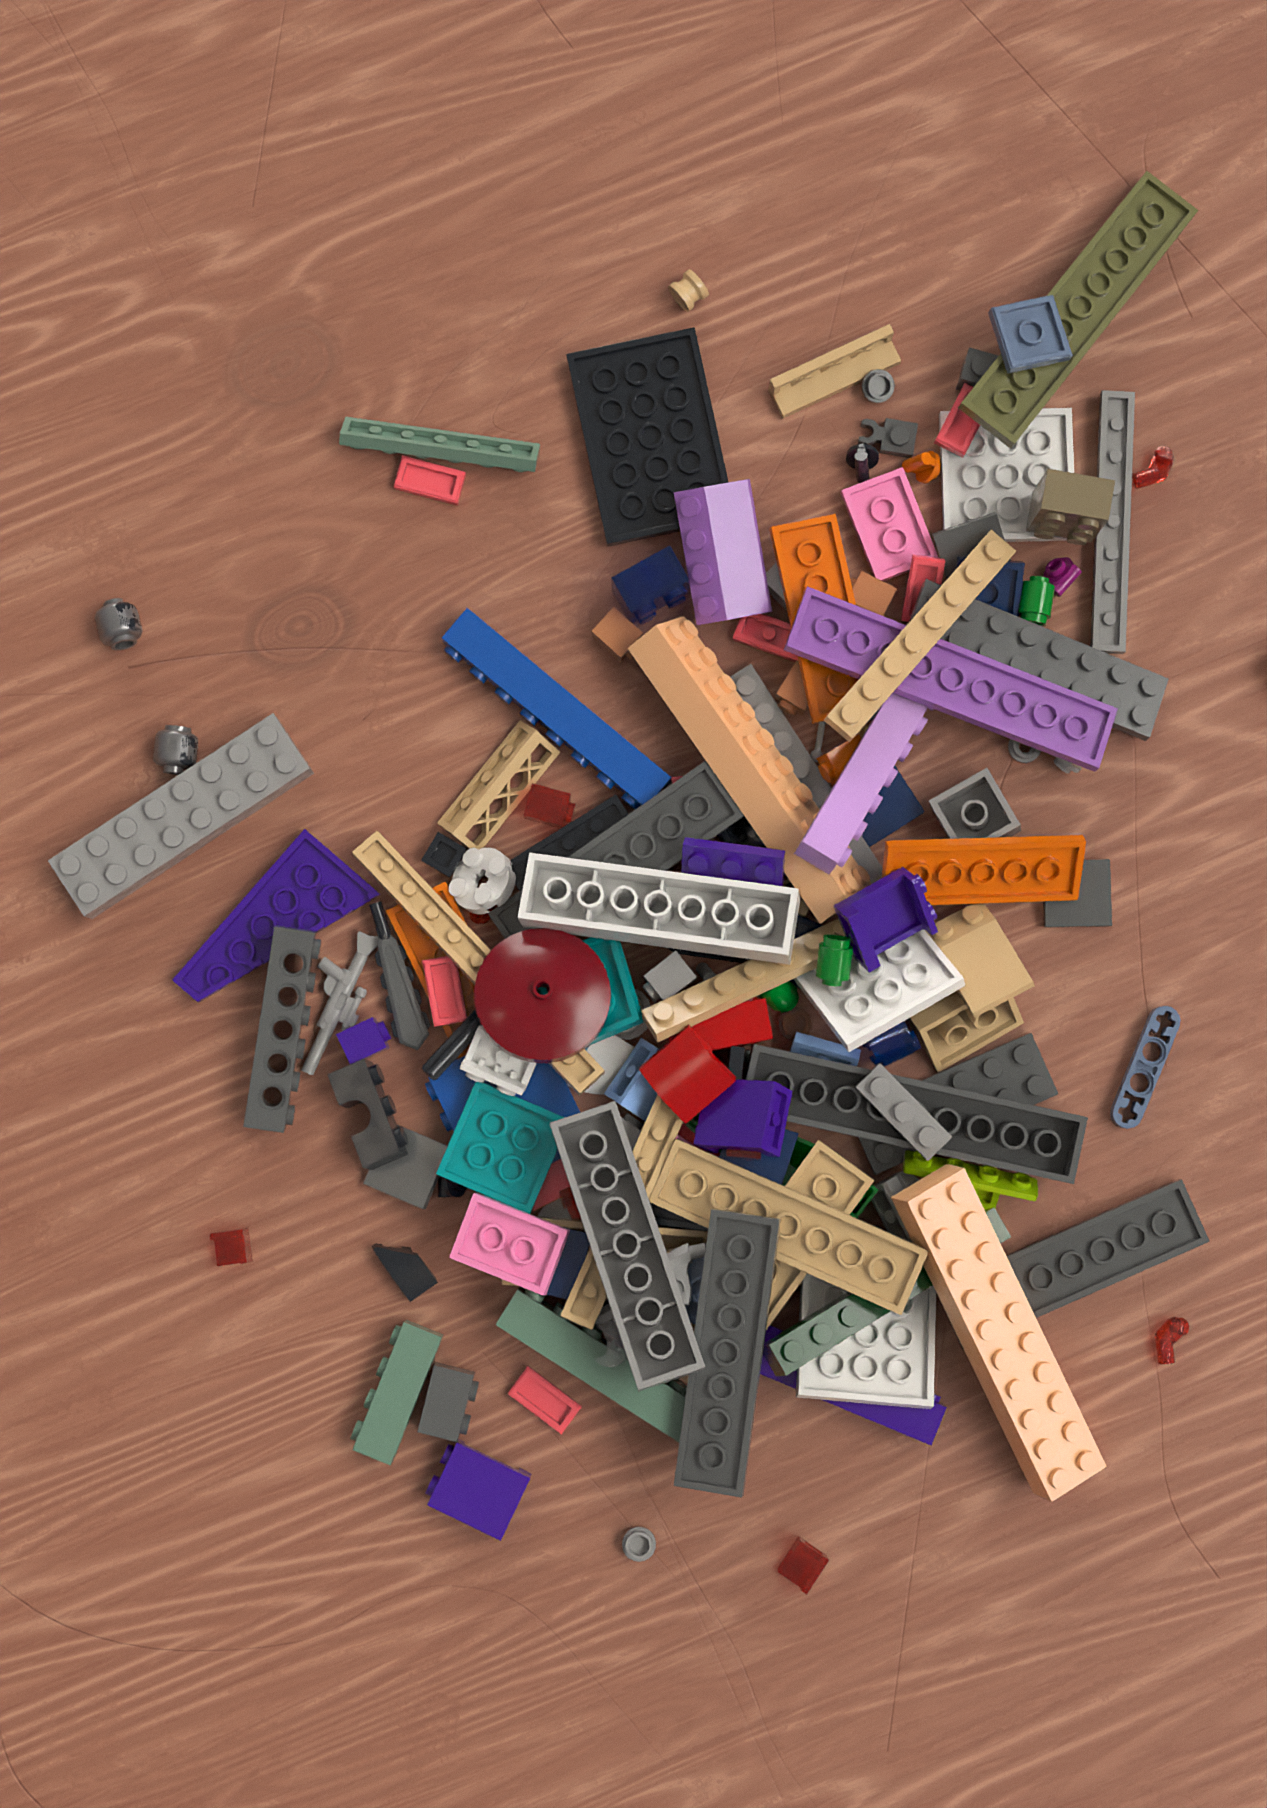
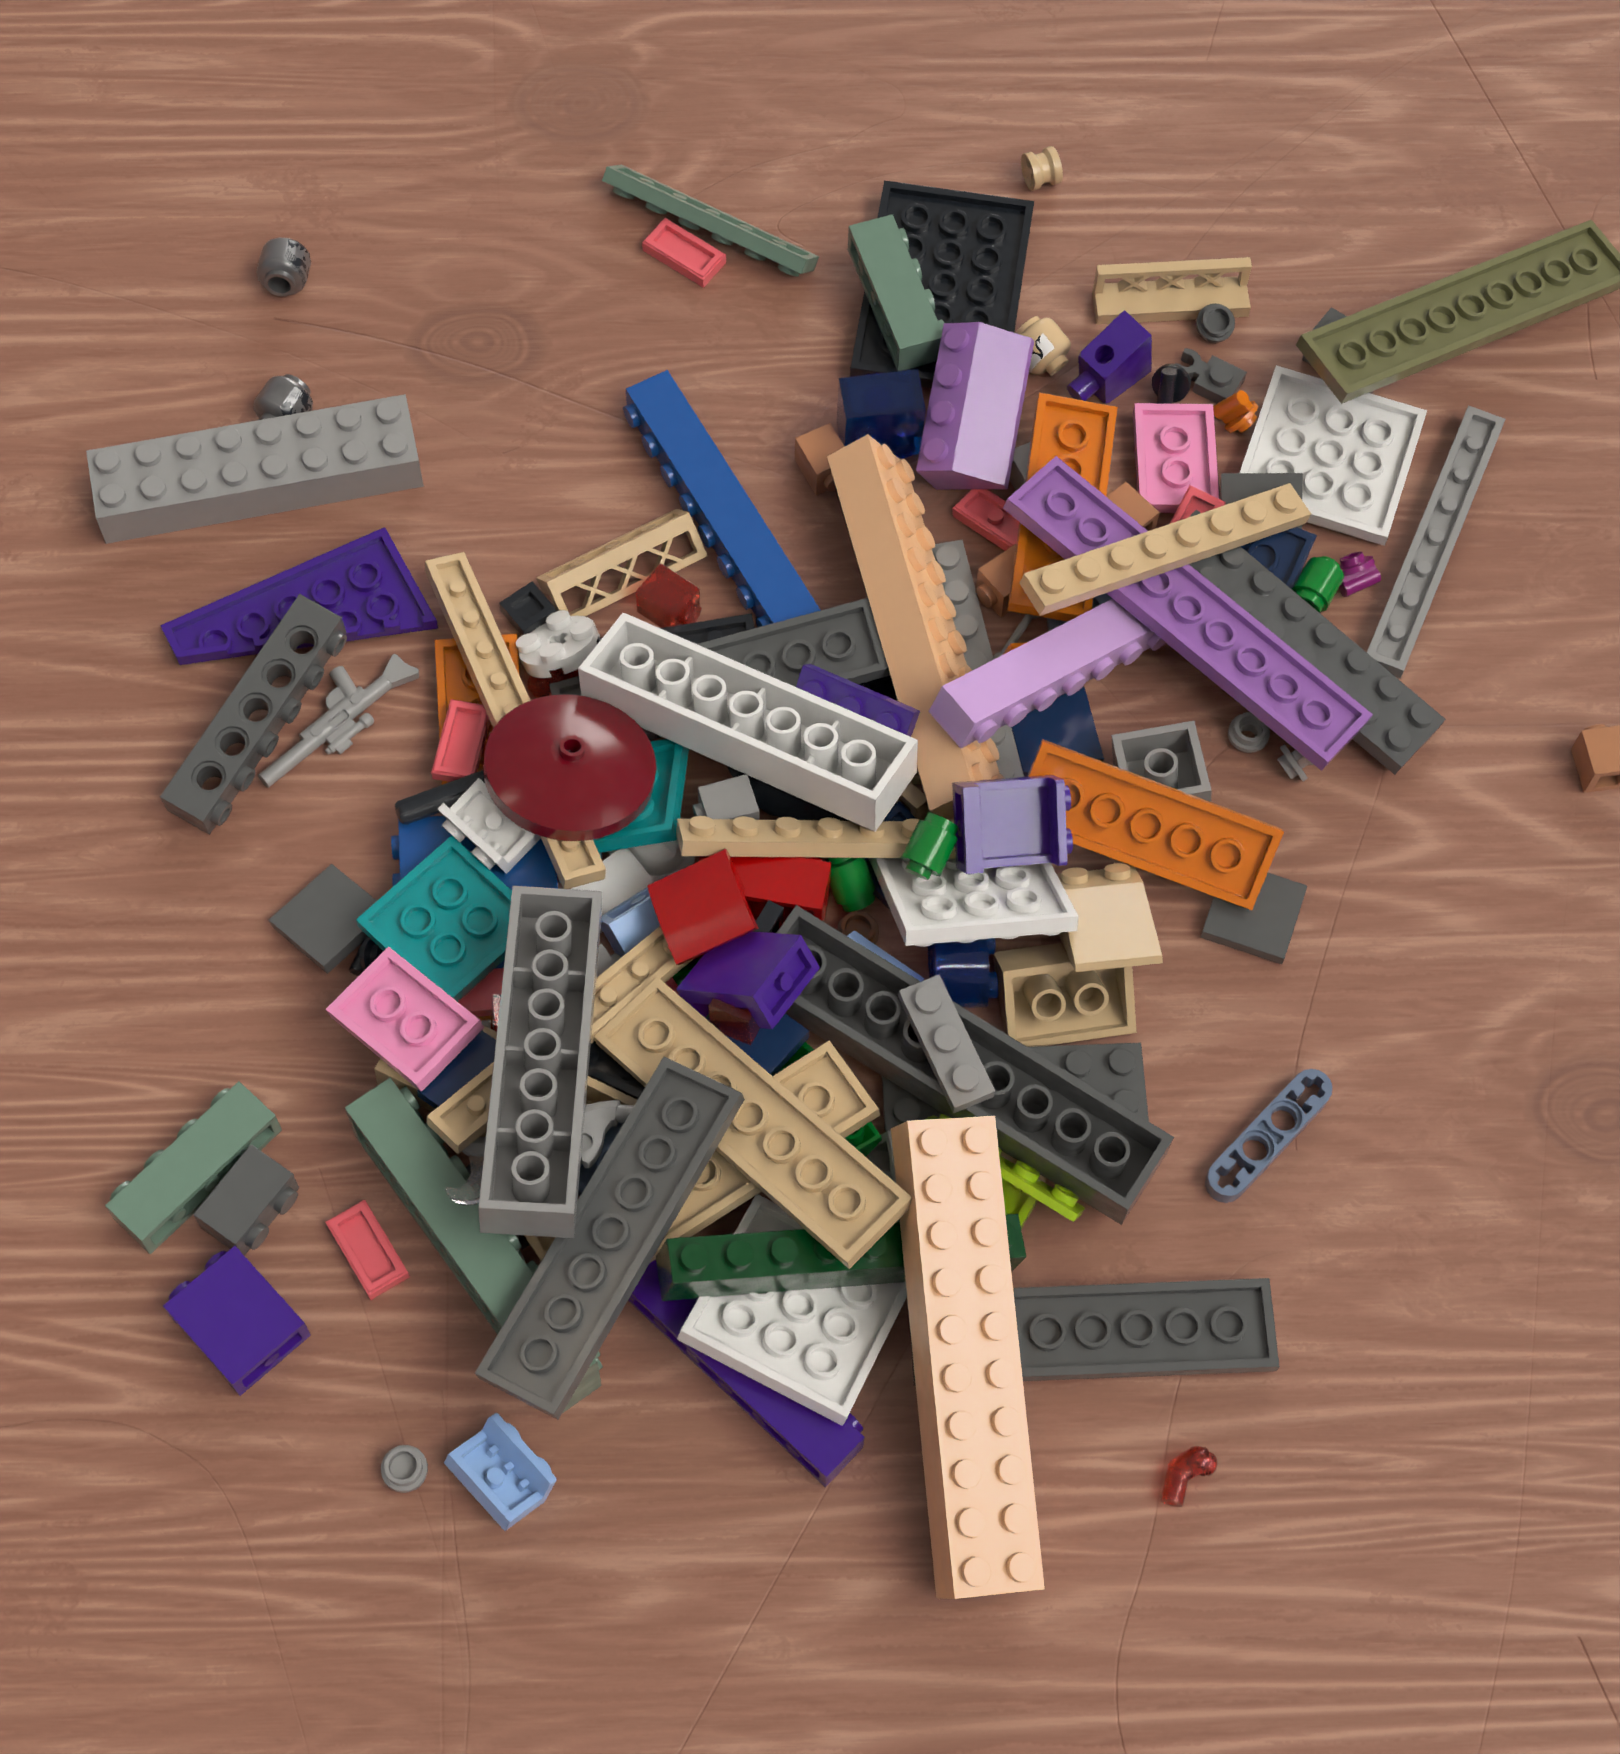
camera: 20 degrees right, 20 degrees down
(232, 1246) = (83, 929): clear red panel -> none
(364, 1040) = (344, 766): dark purple brick -> none
(382, 1138) = (312, 870): black arch -> none
(403, 1000) = (410, 743): dark grey sword -> none
(406, 1269) = (272, 1034): black slope -> none
(619, 465) = (896, 291): none -> sand green brick
(707, 1523) = (502, 1472): none -> light blue bracket
(751, 463) = (1049, 345): none -> tan head
(803, 1564) = (601, 1574): clear red panel -> none
(816, 449) = (1113, 360): none -> dark purple torso
(958, 427) = (1291, 385): coral tile -> none
(1030, 334) = (1404, 303): sand blue tile -> none
(1070, 506) = (1389, 478): dark tan brick -> none
(1158, 469) = (1506, 508): clear red arm -> none

